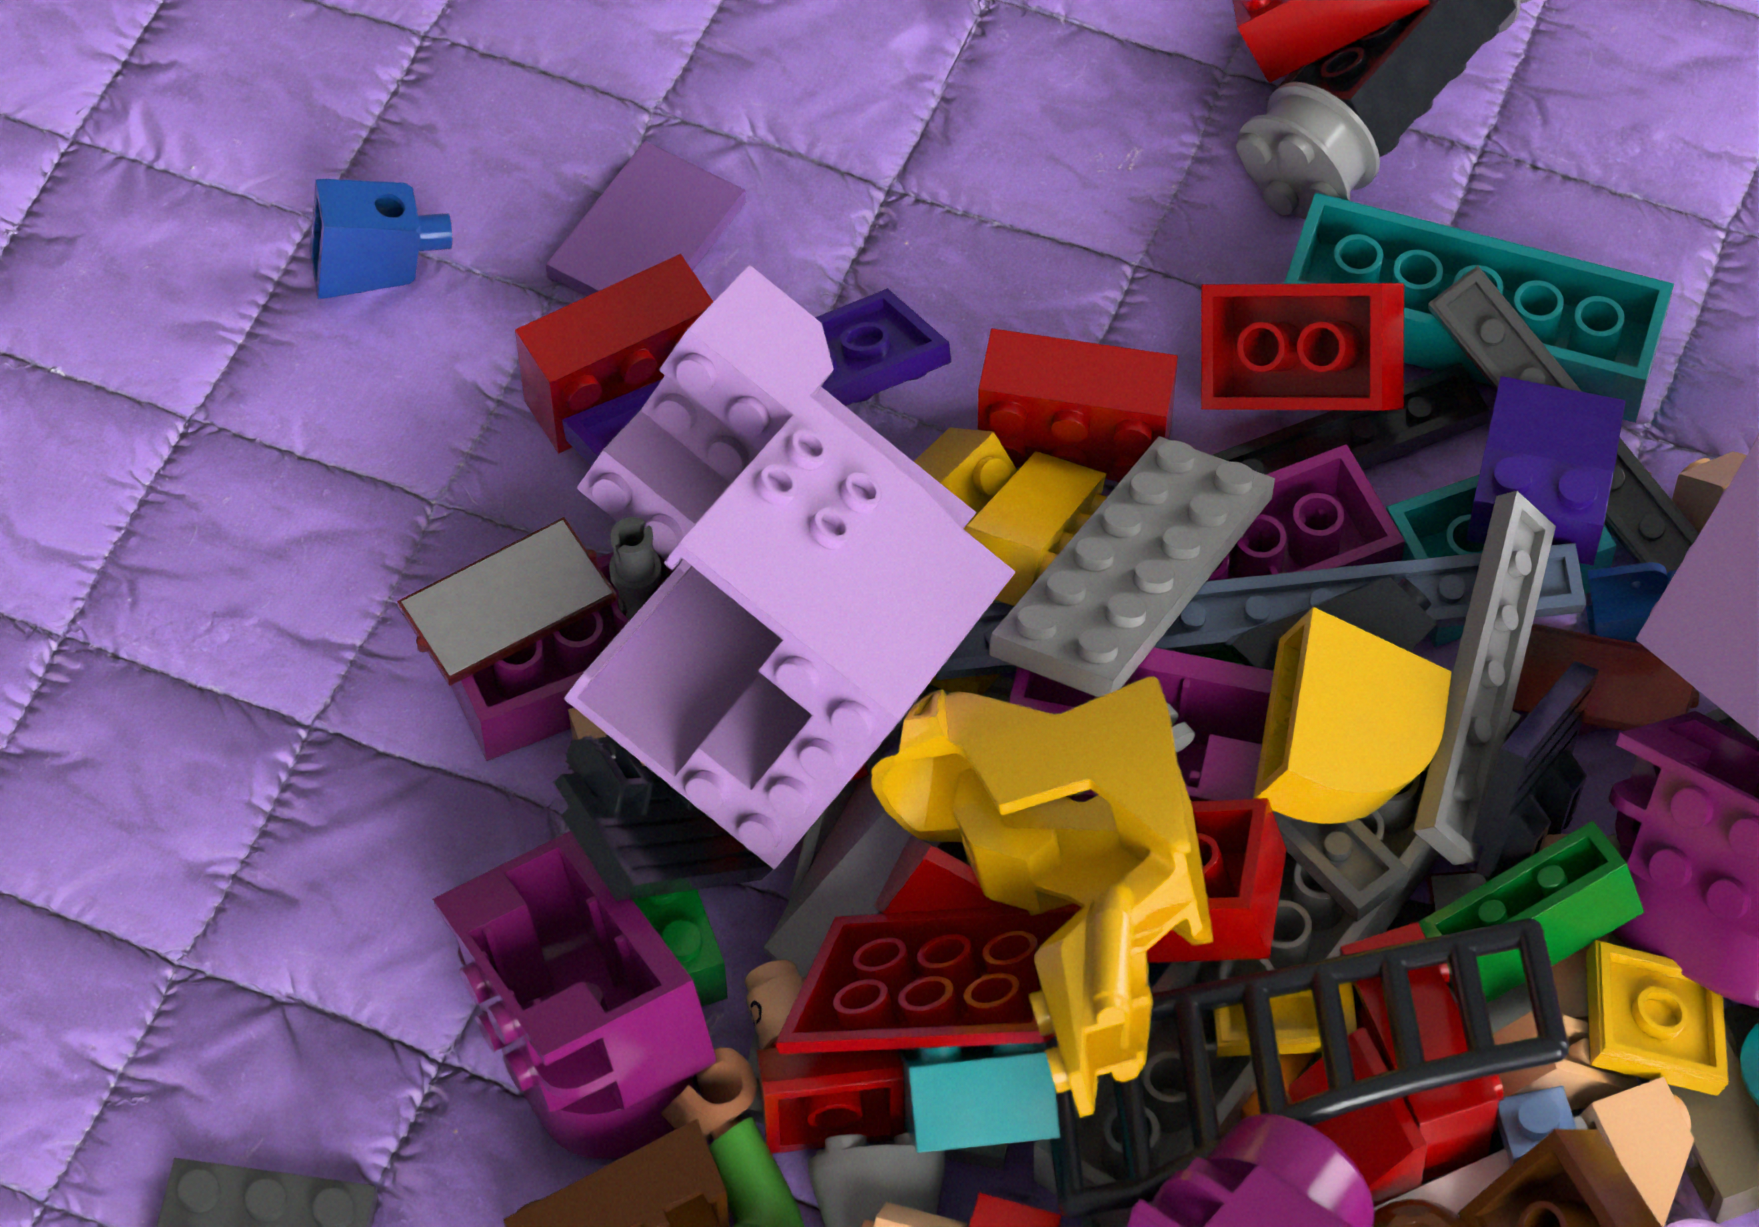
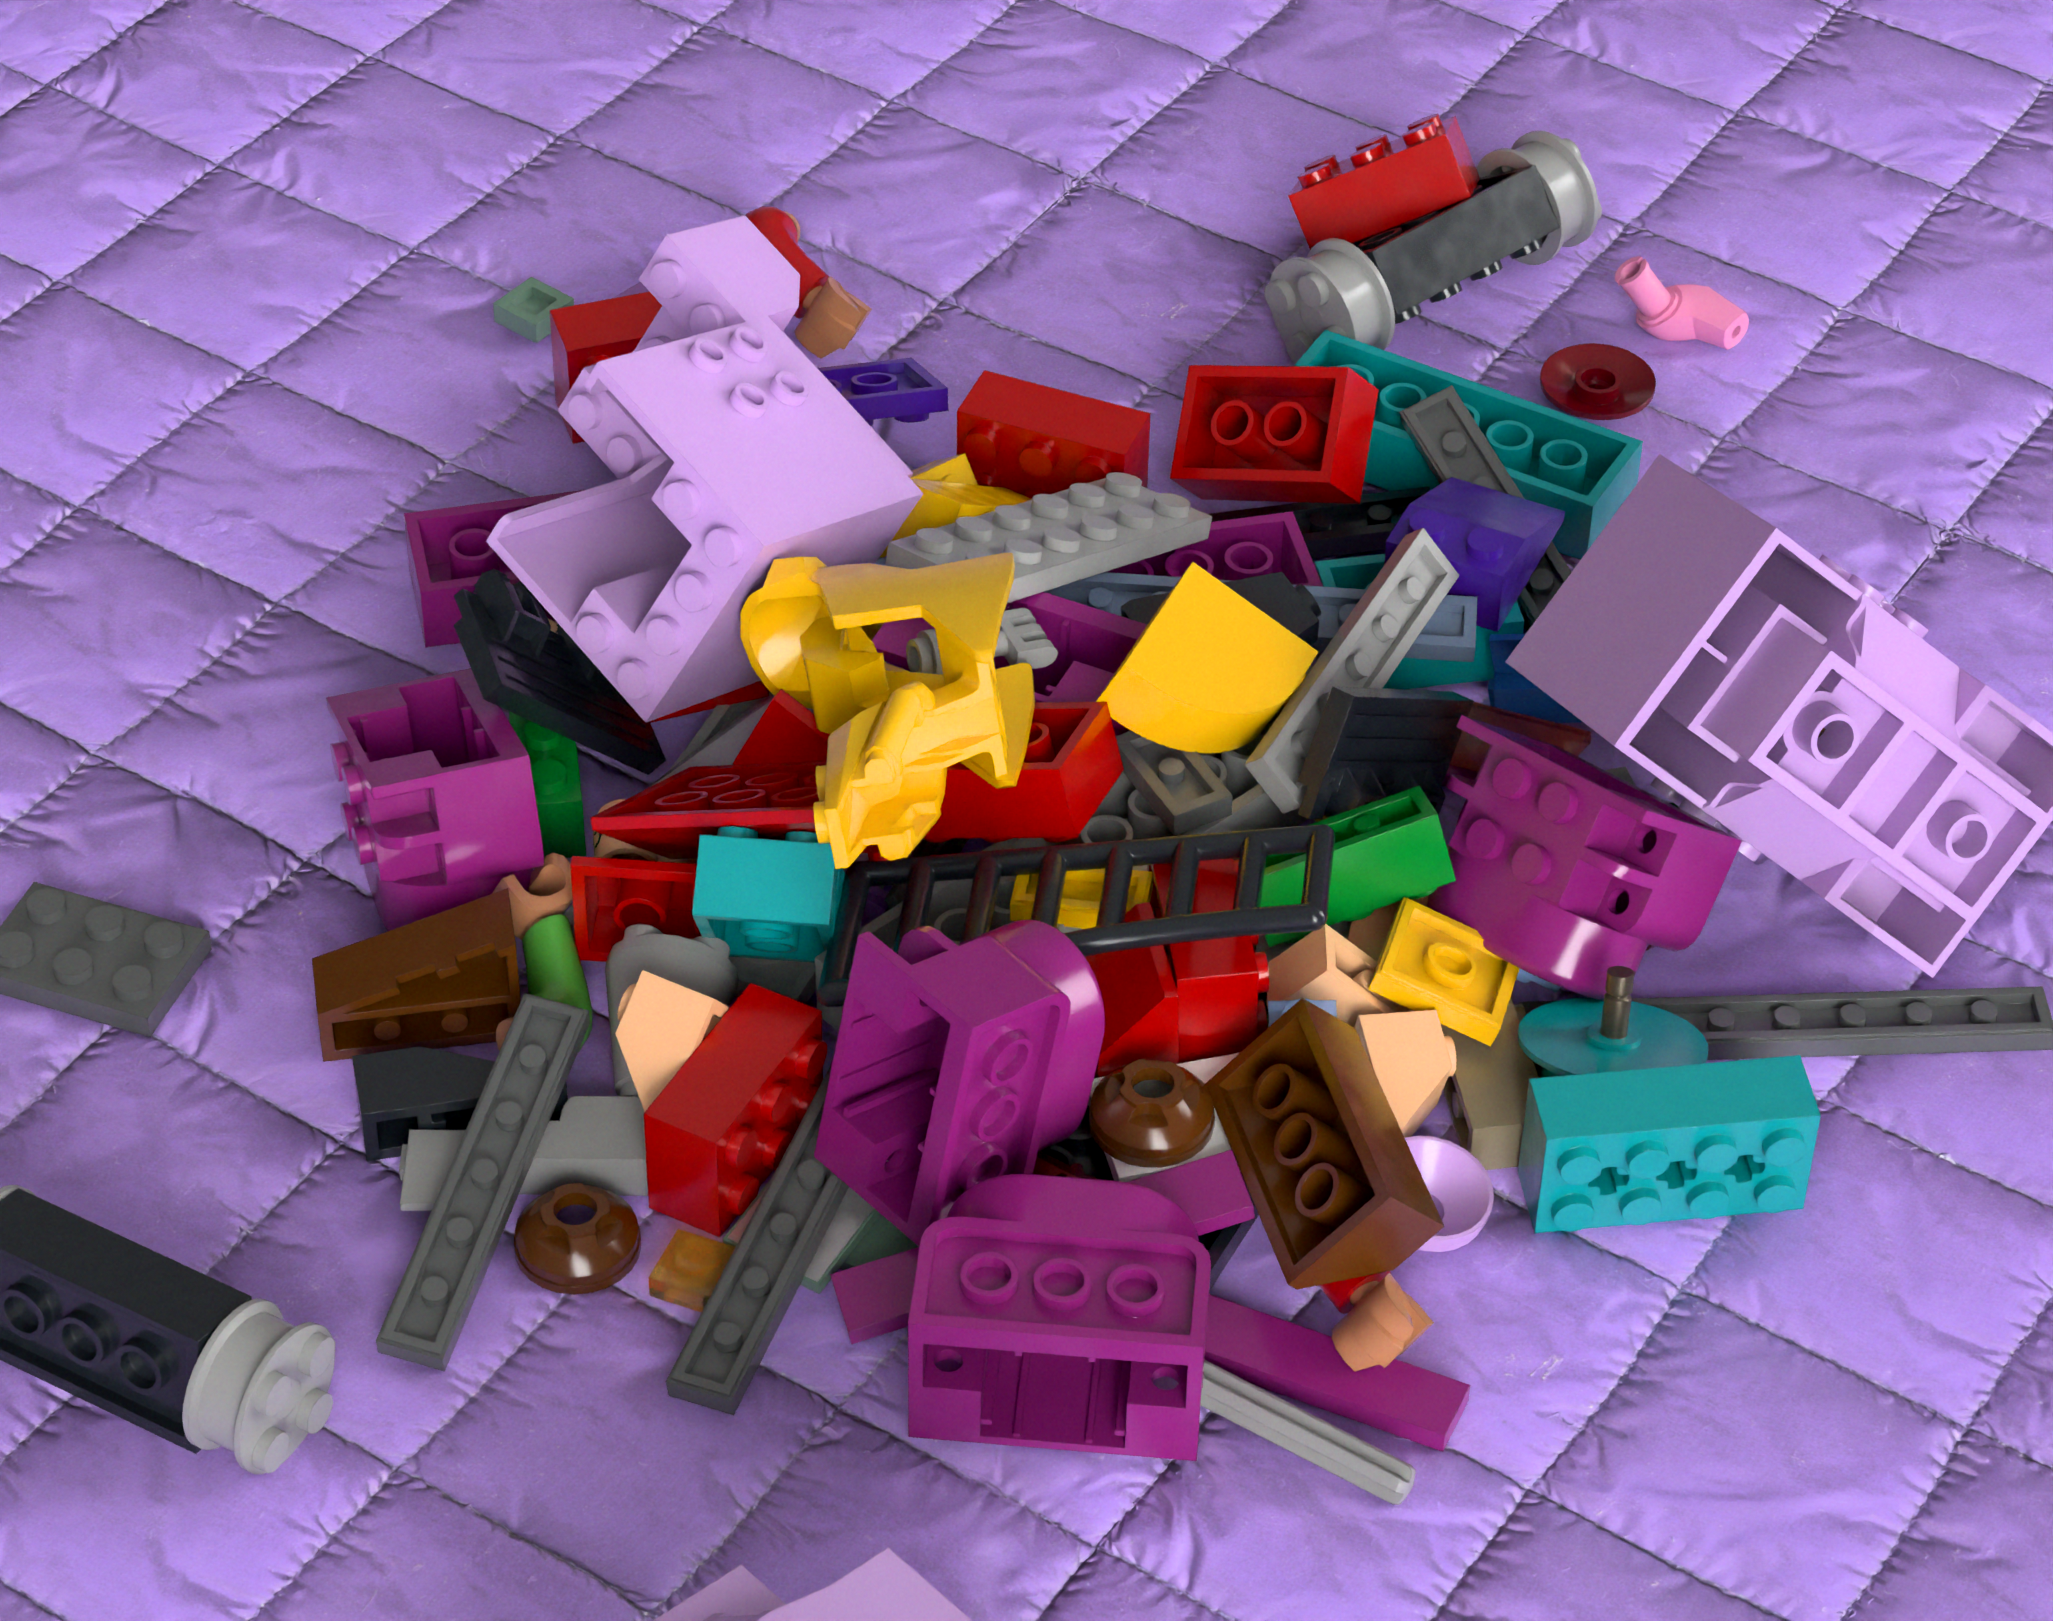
camera: 10 degrees right, 15 degrees down
(369, 236) = (453, 252): blue torso -> none
(472, 289) = (528, 307): none -> sand green plate
(506, 601) = (464, 506): flat silver piece -> none
(635, 565) = (590, 457): dark grey pin -> none
(720, 197) = (826, 309): none -> piece
(1597, 173) = (1597, 381): none -> dark red dish
(1653, 75) = (1680, 310): none -> bright pink arm

